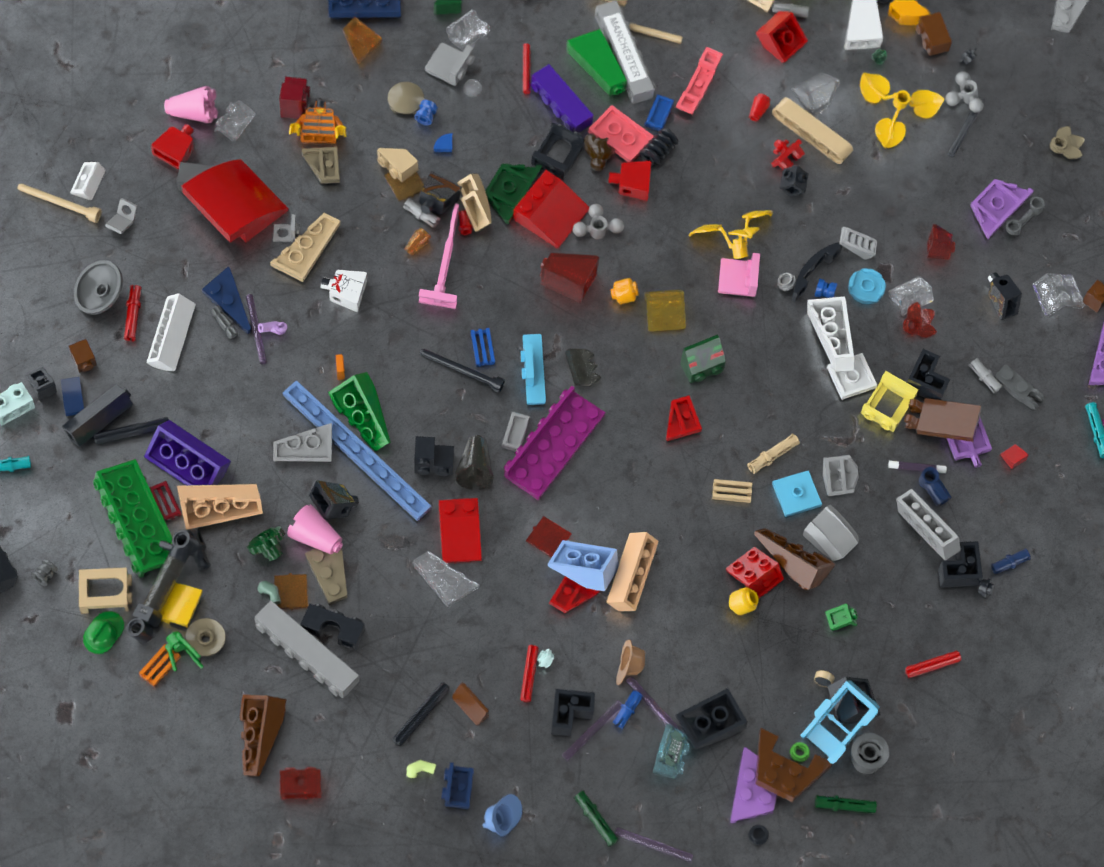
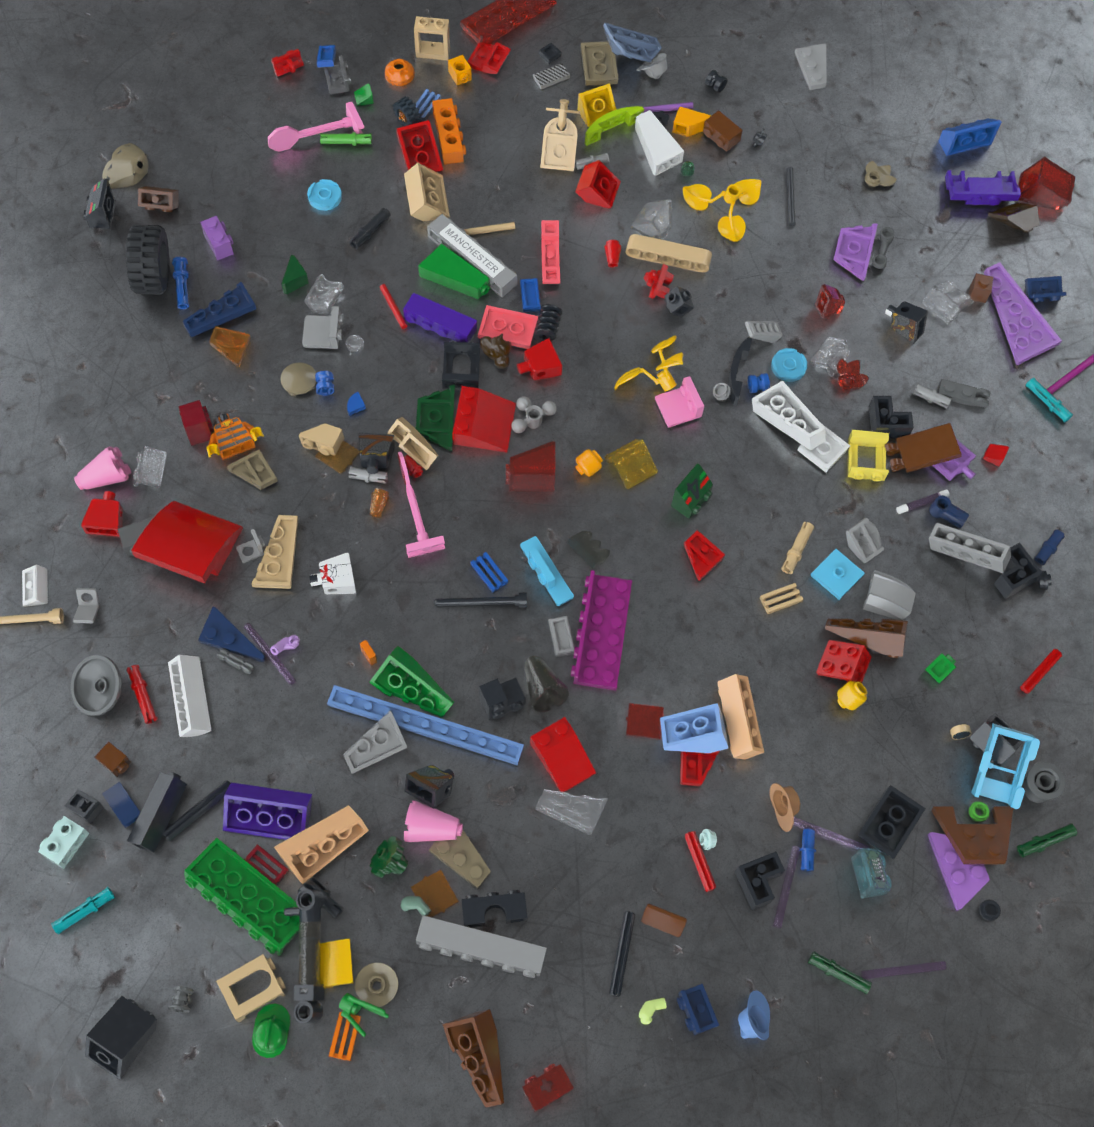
camera: 25 degrees left, 0 degrees up
(968, 93) = (778, 168): light grey piece -> none

